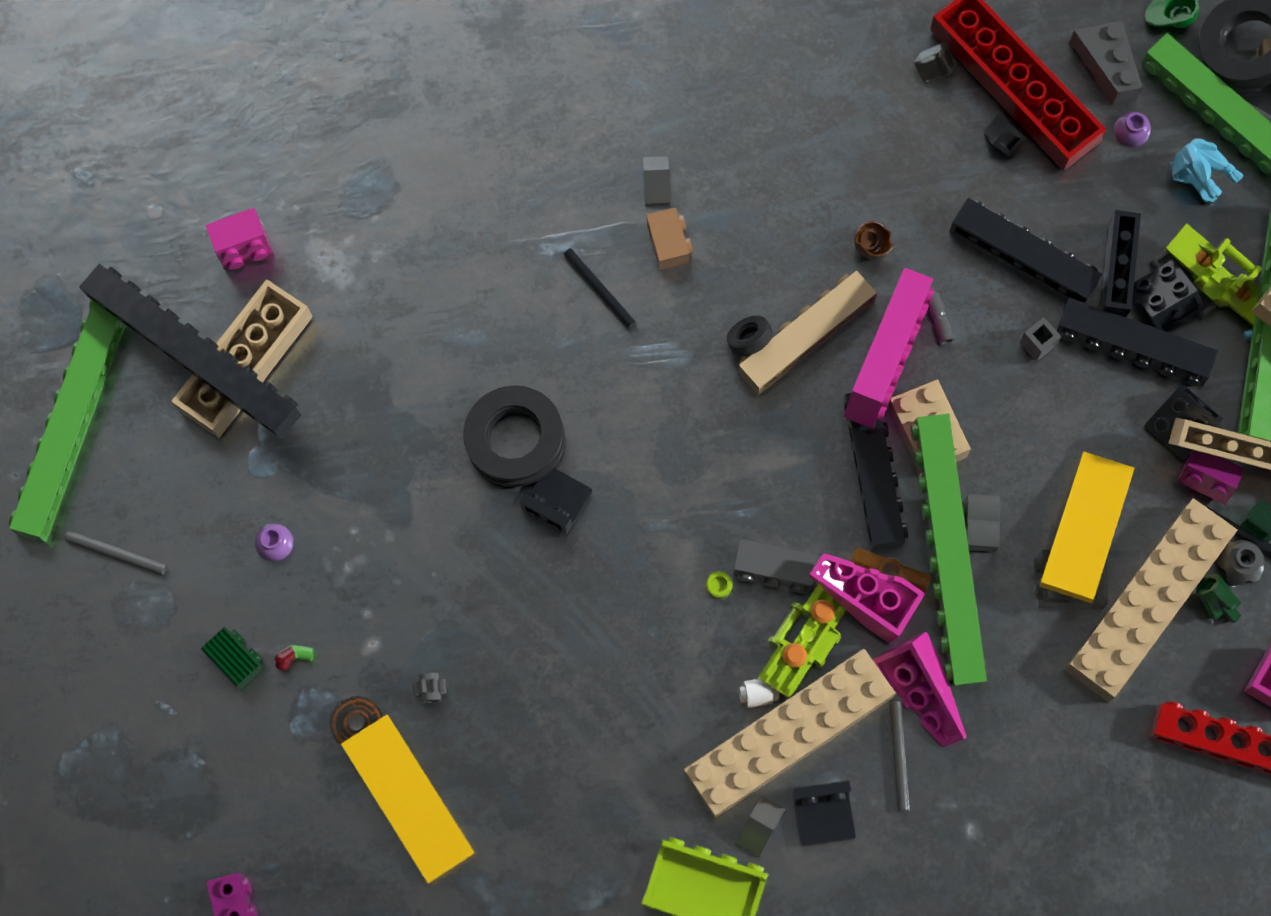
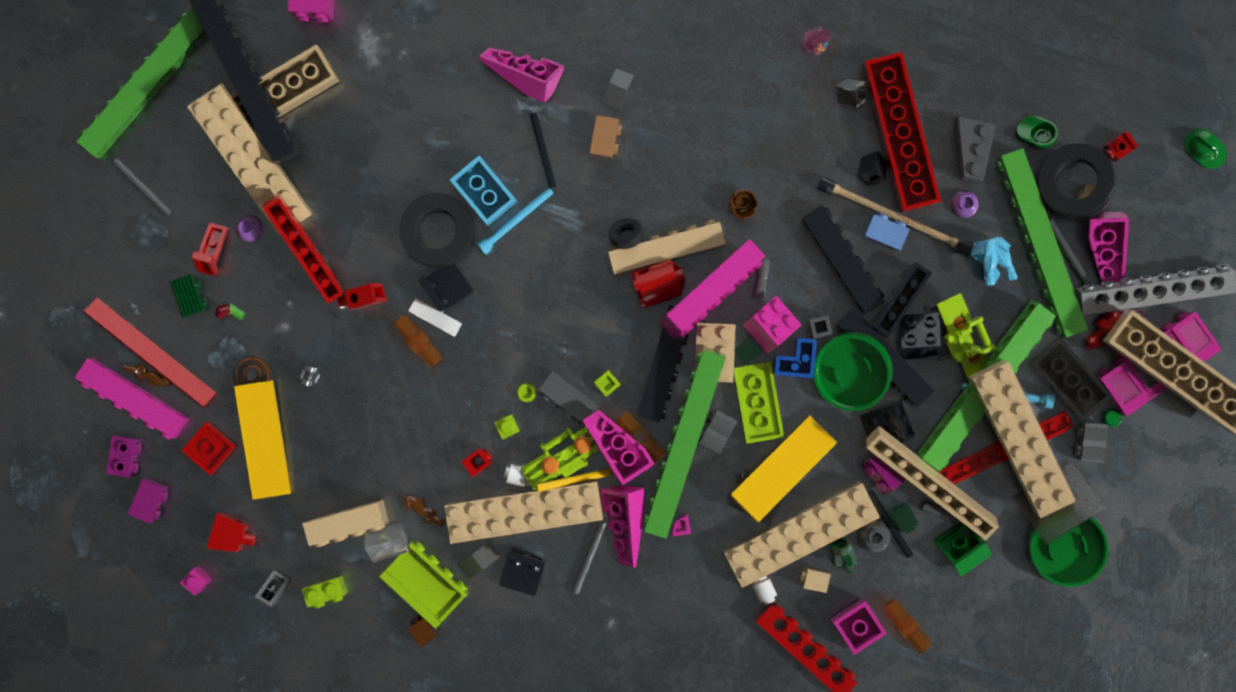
camera: 25 degrees right, 15 degrees up
(211, 754) = (149, 352): none -> tile
(211, 823) = (132, 398): none -> dark pink brick
(231, 787) = (141, 373): none -> reddish brown animal
(236, 588) = (210, 249): none -> red bracket
(242, 447) = (245, 151): none -> tan brick
(341, 842) = (208, 448): none -> red plate
(357, 524) = (303, 247): none -> red brick
(466, 553) = (362, 296): none -> red torso
(547, 210) = (530, 76): none -> dark pink wedge
(550, 362) = (483, 190): none -> medium azure brick
(552, 582) = (418, 341): none -> clear orange piece
(559, 546) = (435, 317): none -> white sticker
(566, 852) = (346, 522): none -> tan brick
(582, 428) = (486, 243): none -> medium azure piece
(631, 855) = (386, 542): none -> clear brick
(648, 791) = (418, 506): none -> reddish brown animal
(698, 686) = (474, 468): none -> red brick
(715, 638) = (507, 426): none -> lime plate
(814, 526) = (607, 383): none -> lime plate
(818, 374) = (658, 283): none -> red cylinder
(832, 662) = (573, 479): none -> yellow bar
(865, 23) = (817, 40): none -> clear pink head
(969, 404) = (748, 349): none -> clear green brick
(981, 361) = (772, 324): none -> dark pink brick
(996, 662) = (681, 526): none -> dark pink tile
(1013, 465) = (758, 402): none -> lime plate
(1039, 393) = (801, 364): none -> blue brick
(1059, 198) = (886, 232): none -> medium blue brick
(1109, 371) = (853, 371): none -> green brick
(1142, 691) = (764, 590): none -> white brick
(1153, 175) = (960, 245): none -> tan hose
(1199, 648) = (815, 580): none -> tan brick

